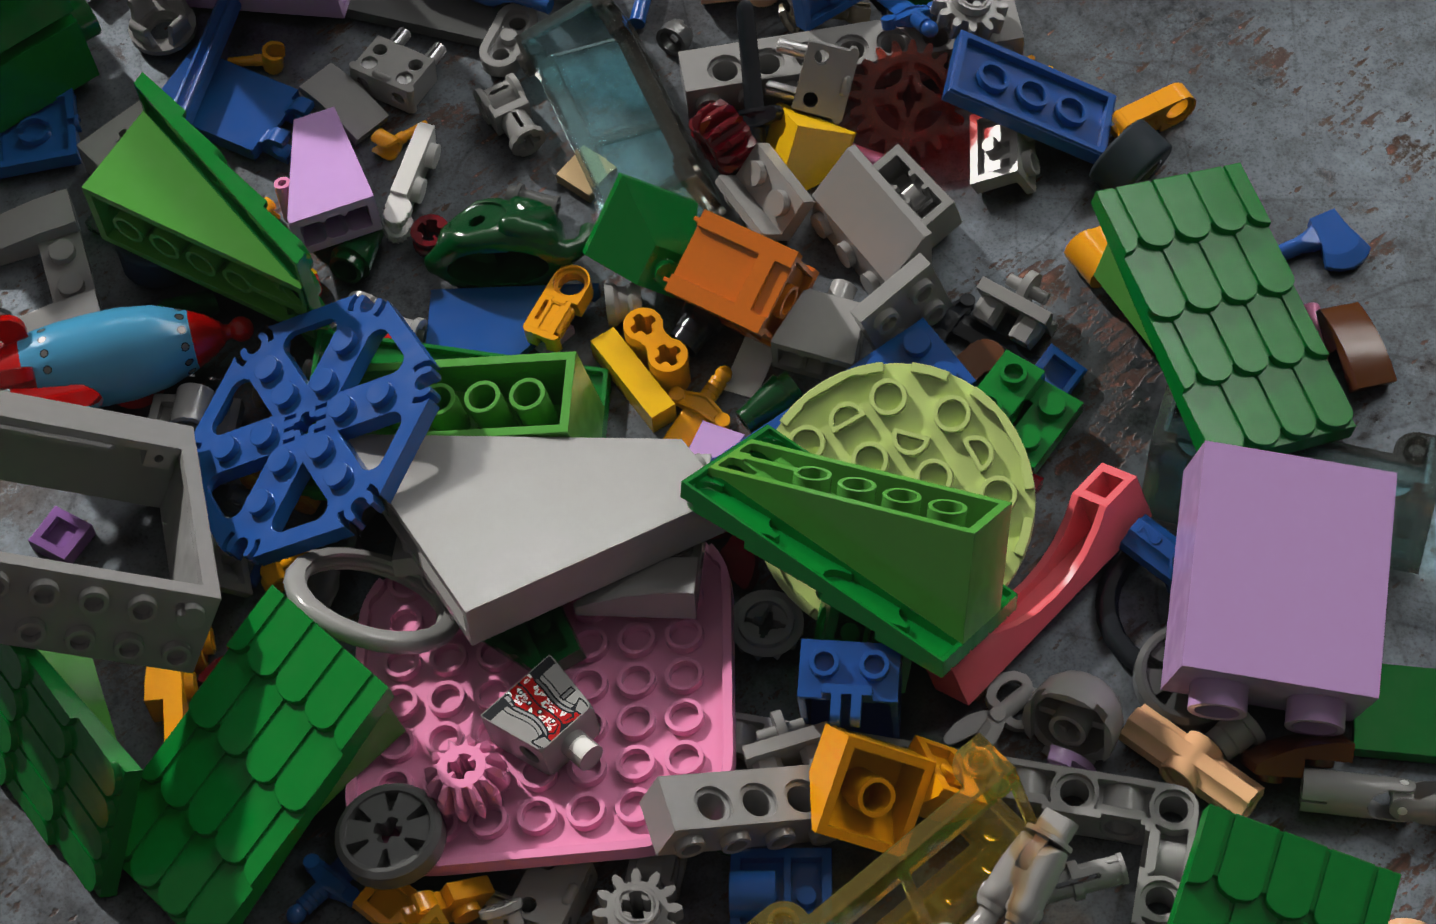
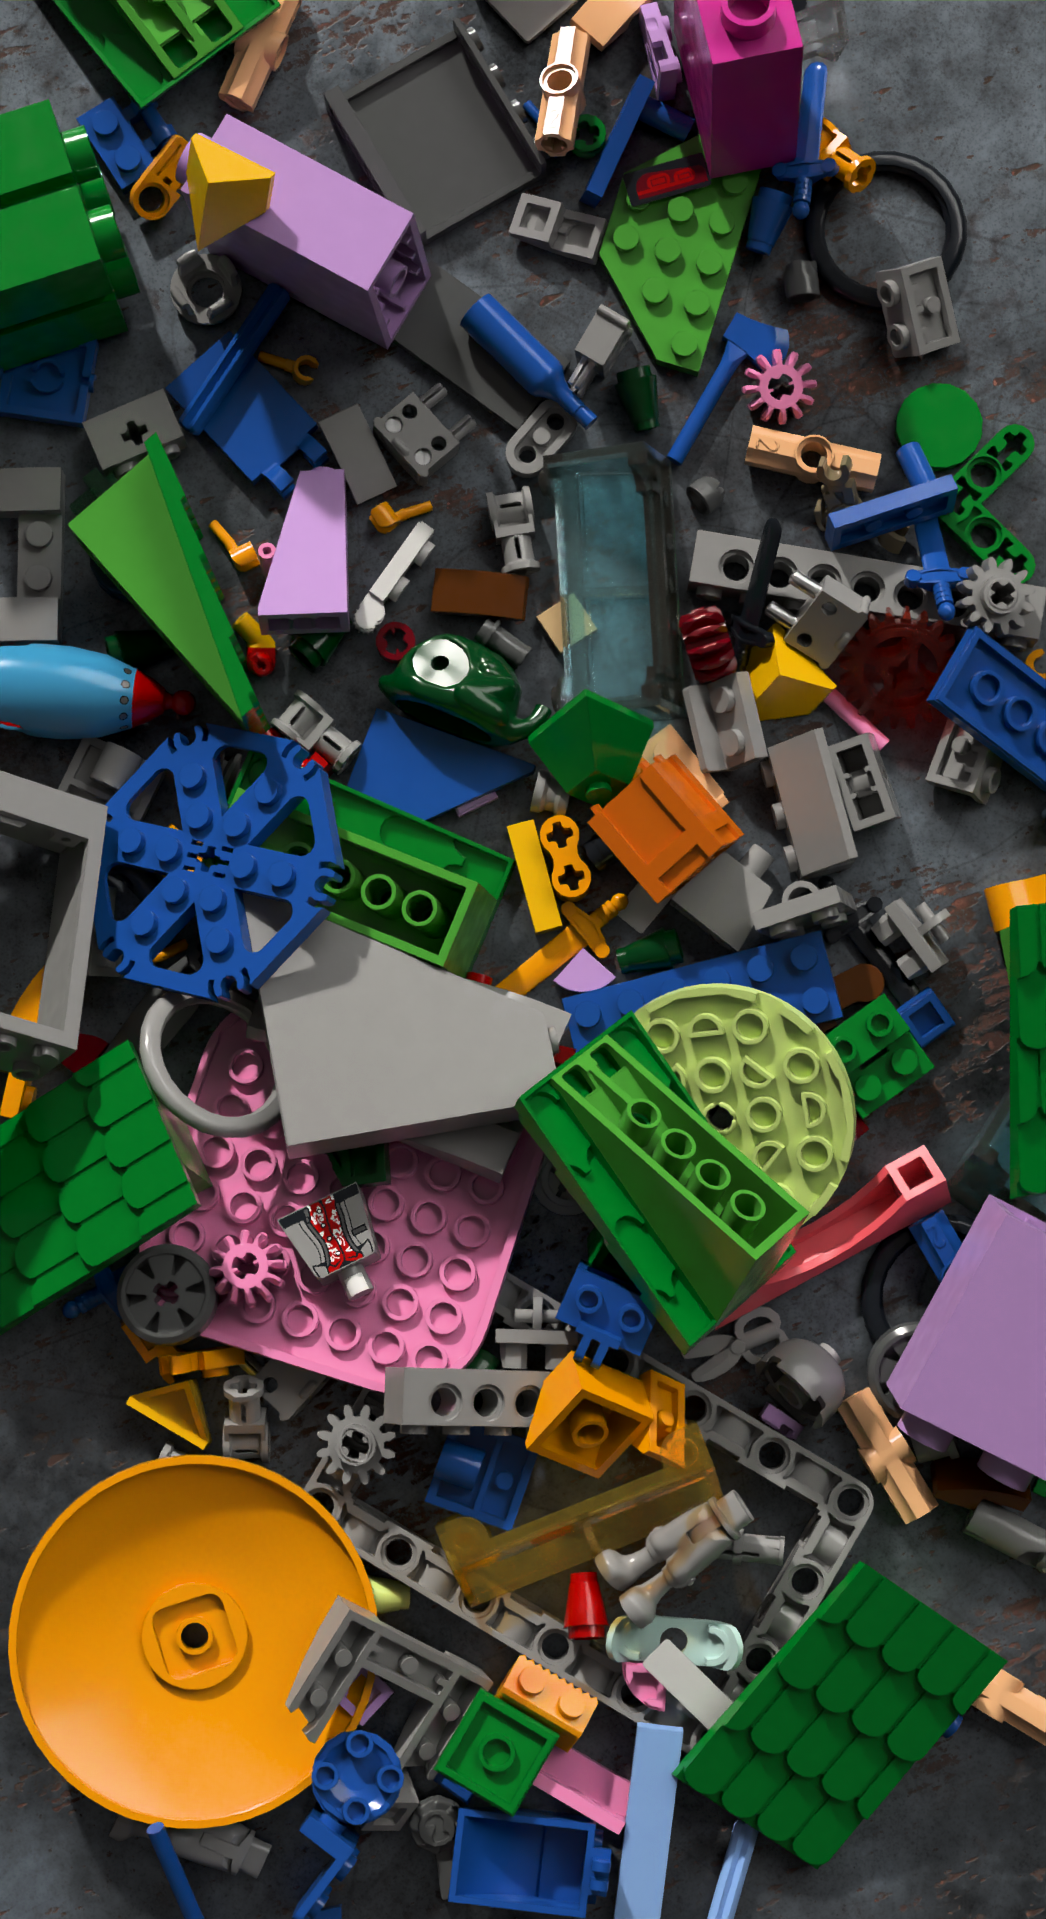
camera: 15 degrees right, 25 degrees up
(496, 169) = (480, 594): none -> reddish brown slope
(556, 310) = (484, 786): light orange piece -> none

